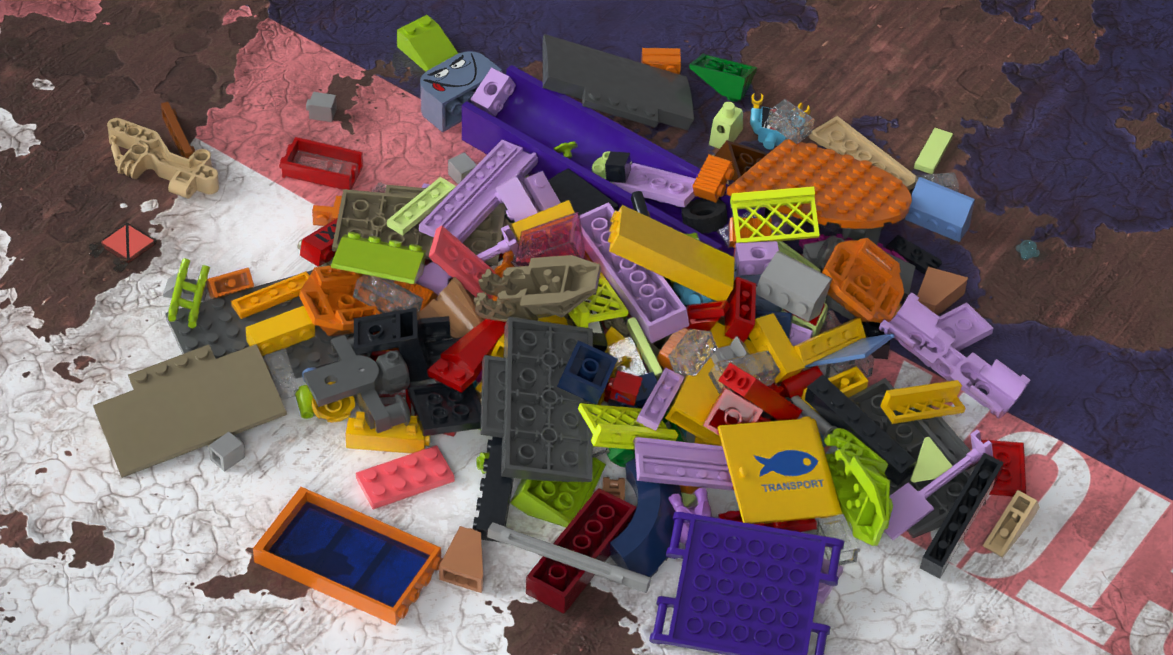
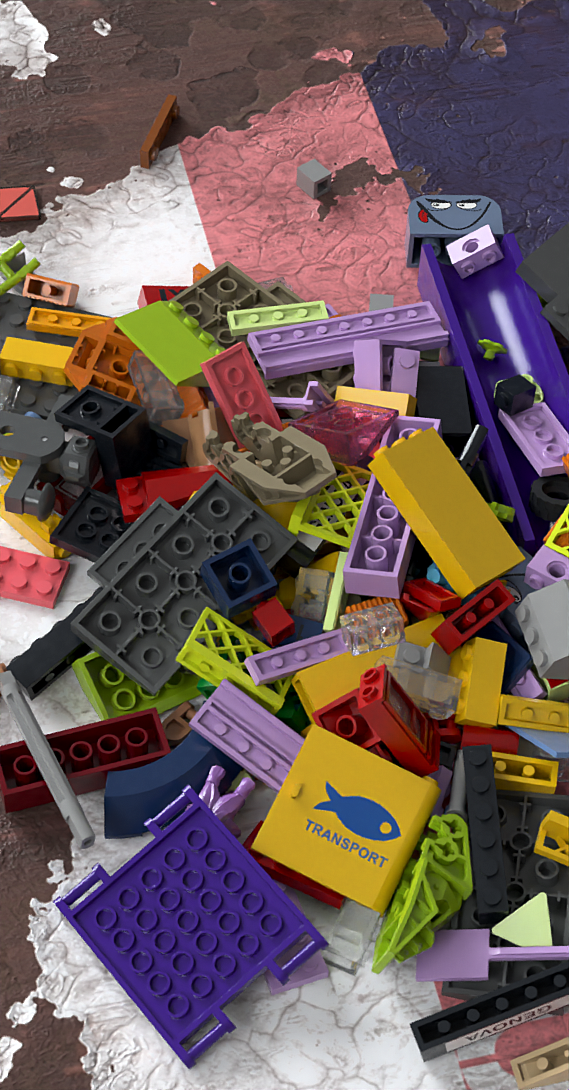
camera: 40 degrees right, 5 degrees up
(150, 152) = (118, 135): tan beam -> none
(322, 163) = (256, 231): red door -> none
(425, 43) = (475, 170): lime slope -> none

